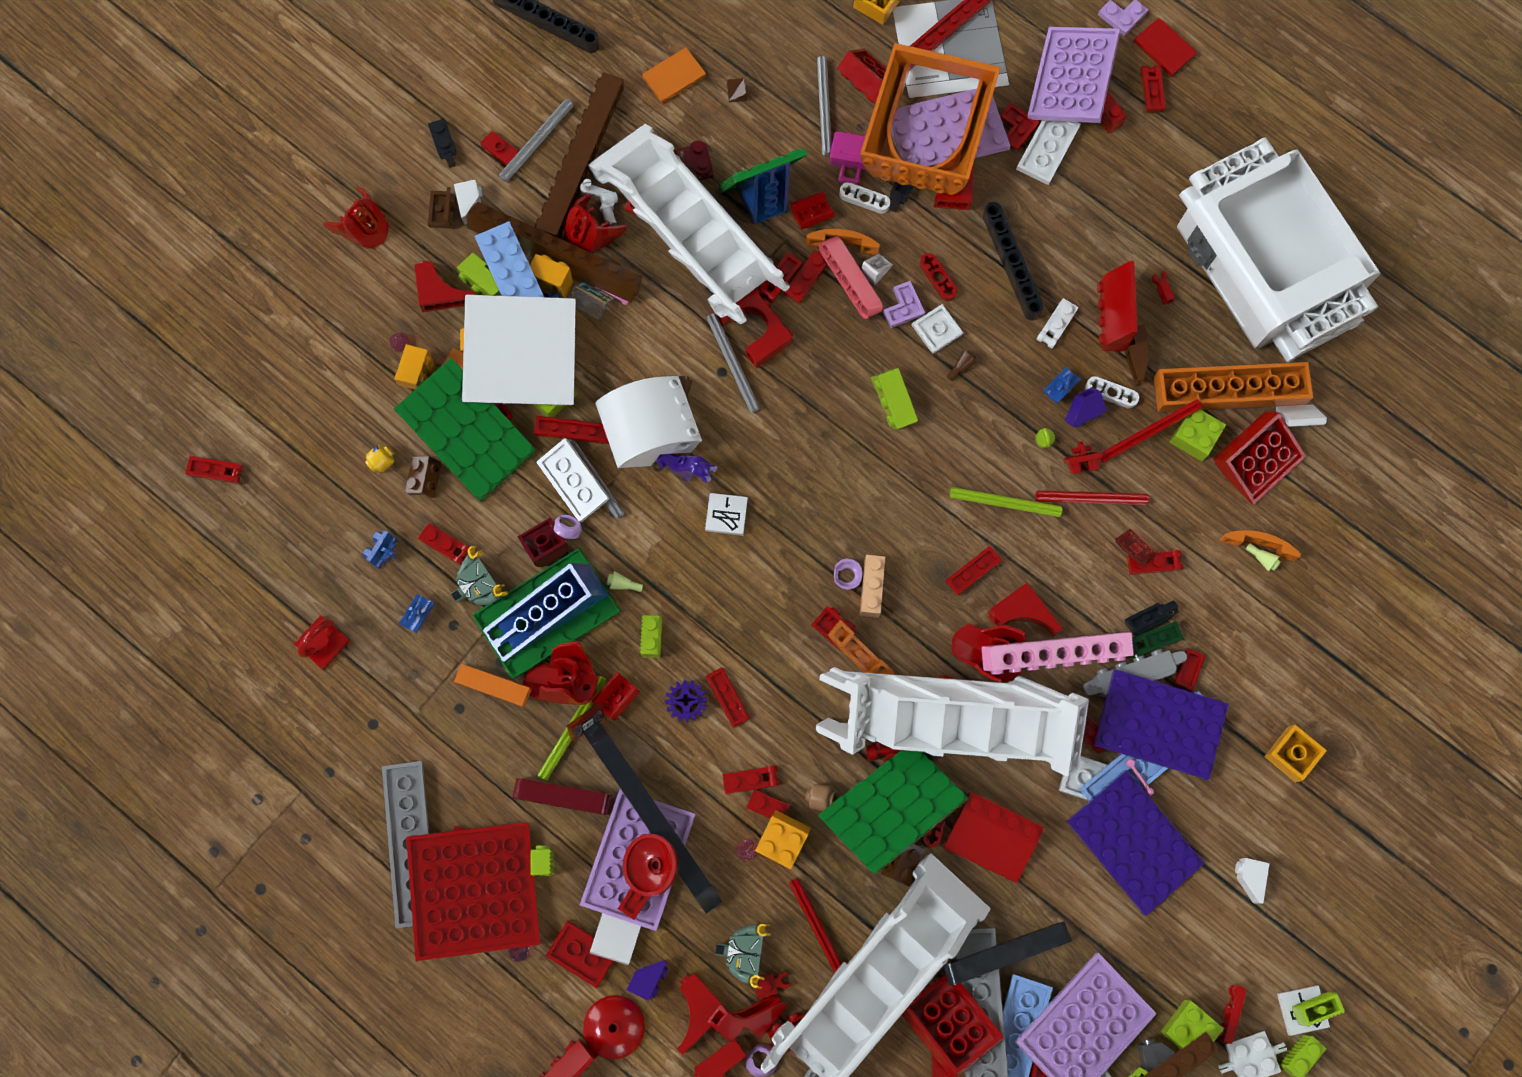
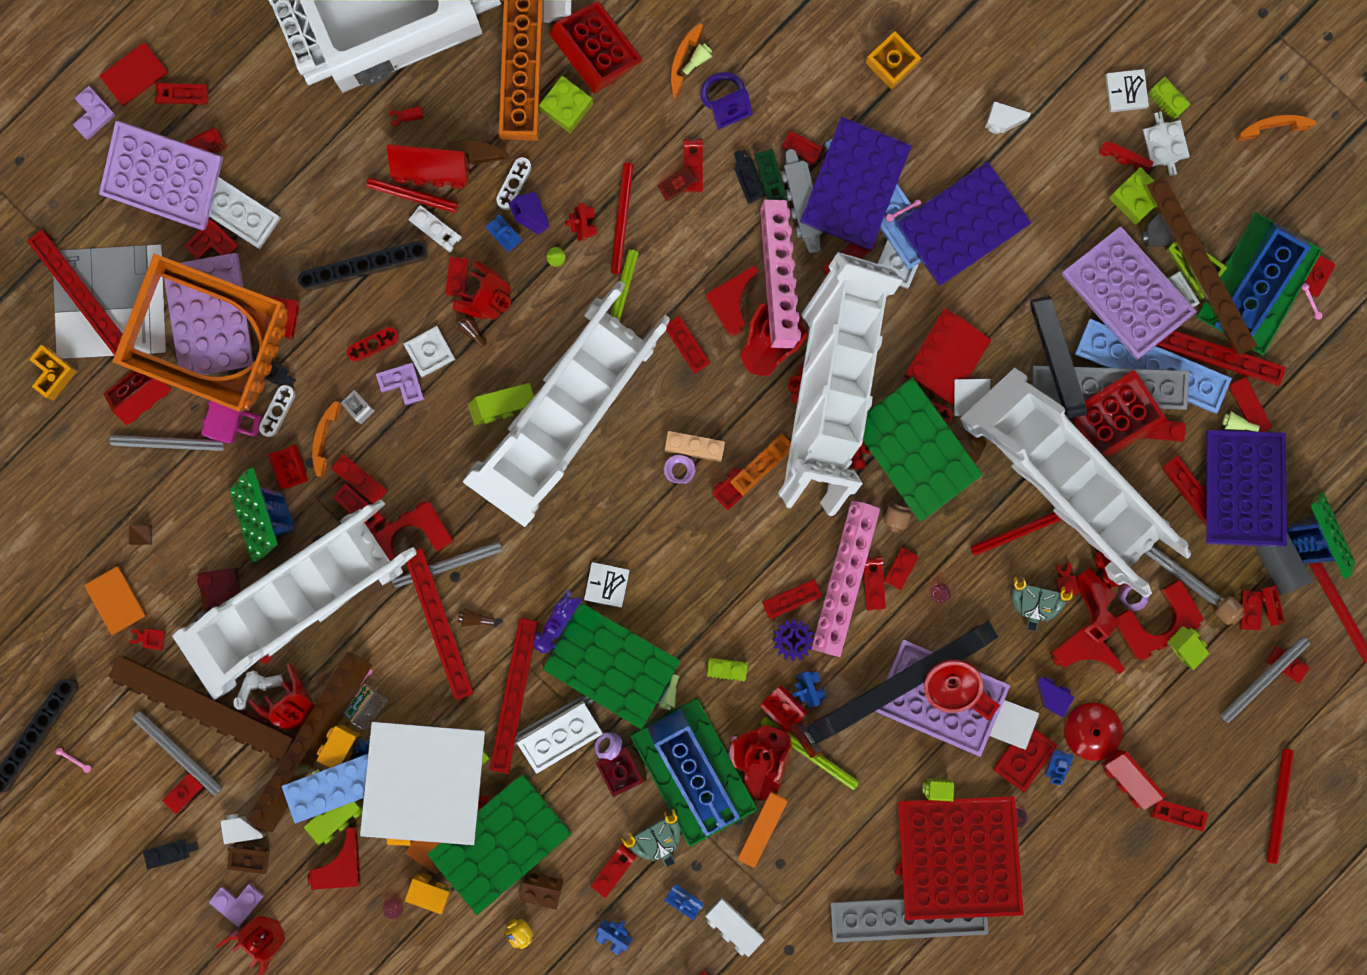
camera: 80 degrees left, 10 degrees up
(393, 666) = (734, 927): none -> white brick
(395, 204) = (236, 908): none -> lavender plate
(518, 66) = (86, 768): none -> bright pink hinge
(562, 796) = (876, 767): dark red beam -> none
(574, 990) = (1059, 766): none -> blue hips
(629, 725) = (806, 689): none -> blue hips
(641, 106) = (151, 638): none -> red plate
(645, 523) = (611, 665): none -> green piece
(648, 421) = (507, 656): white slope -> none
(678, 355) = (439, 625): none -> red plate
(753, 748) = (845, 578): none -> bright pink brick
(783, 839) = (935, 557): light orange brick -> none
(850, 277) = (366, 434): coral beam -> none
(894, 452) = (562, 412): none -> white piece
(959, 862) = (968, 393): none -> white sticker
(999, 373) = (487, 300): none -> red piece
(1013, 348) = (457, 276): none -> red plate
(1087, 298) = (412, 195): none -> red axle
(1151, 430) = (560, 150): red axle -> none
(1221, 592) = (730, 107): none -> dark purple tile
(1318, 1009) = (1129, 78): lime brick -> none

